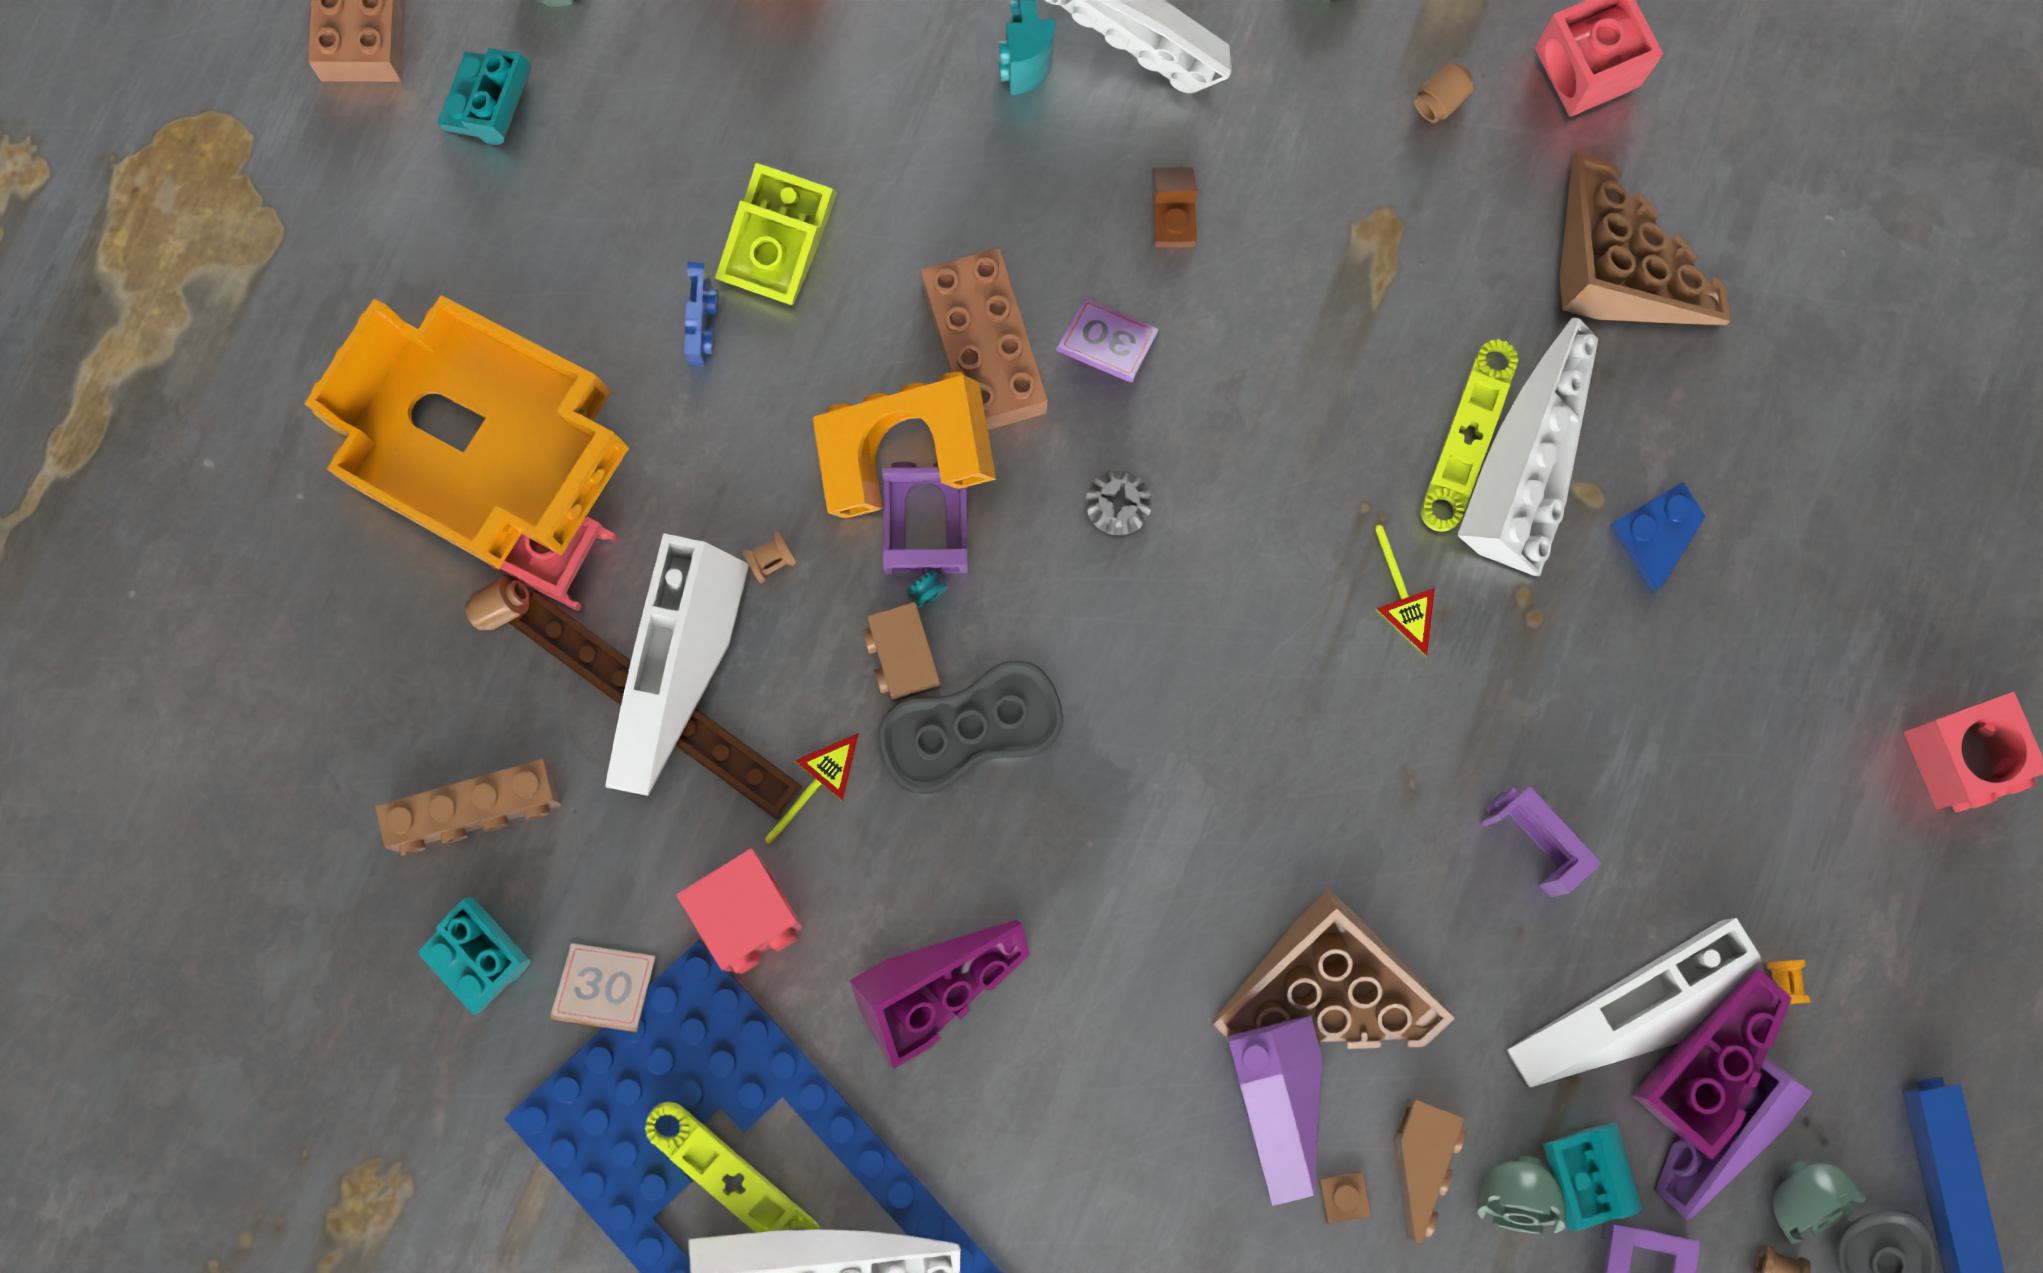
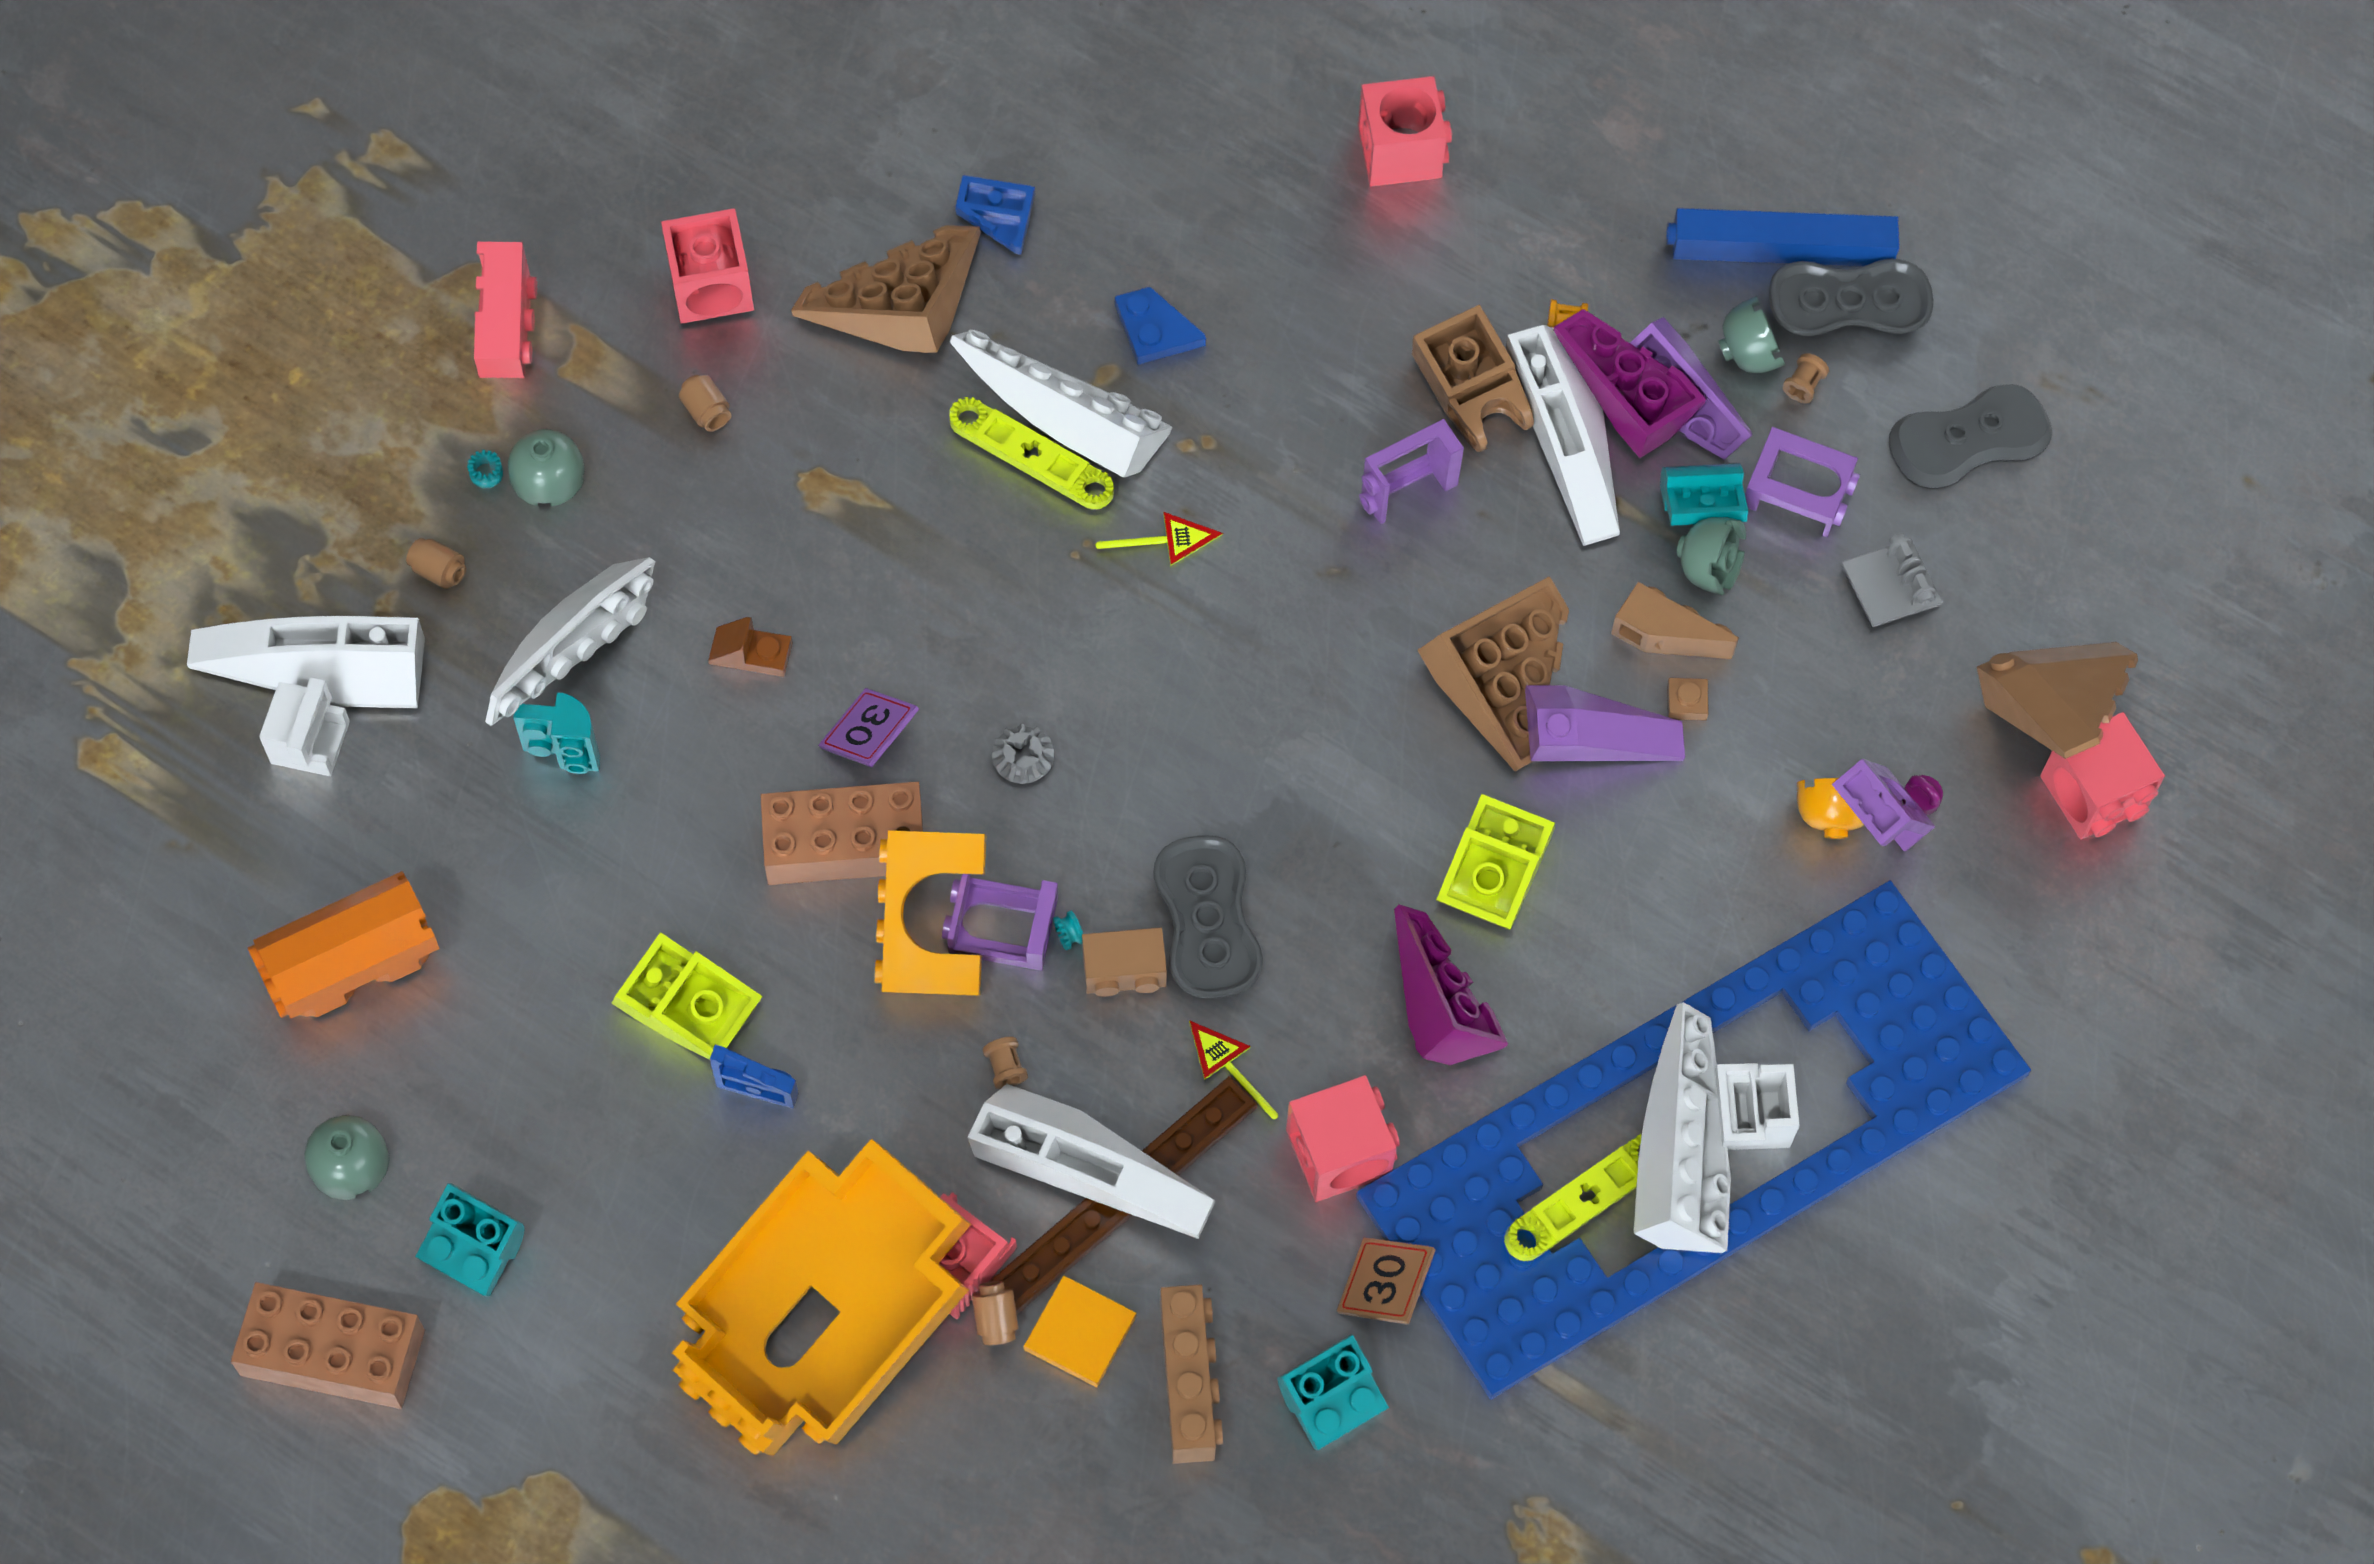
camera: 75 degrees left, 15 degrees down
(503, 692) = (1080, 1331): none -> light orange tile
(1098, 1019) = (1496, 862): none -> neon yellow slope
(1669, 896) = (1476, 384): none -> medium nougat brick
(1758, 336) = (997, 209): none -> blue wing

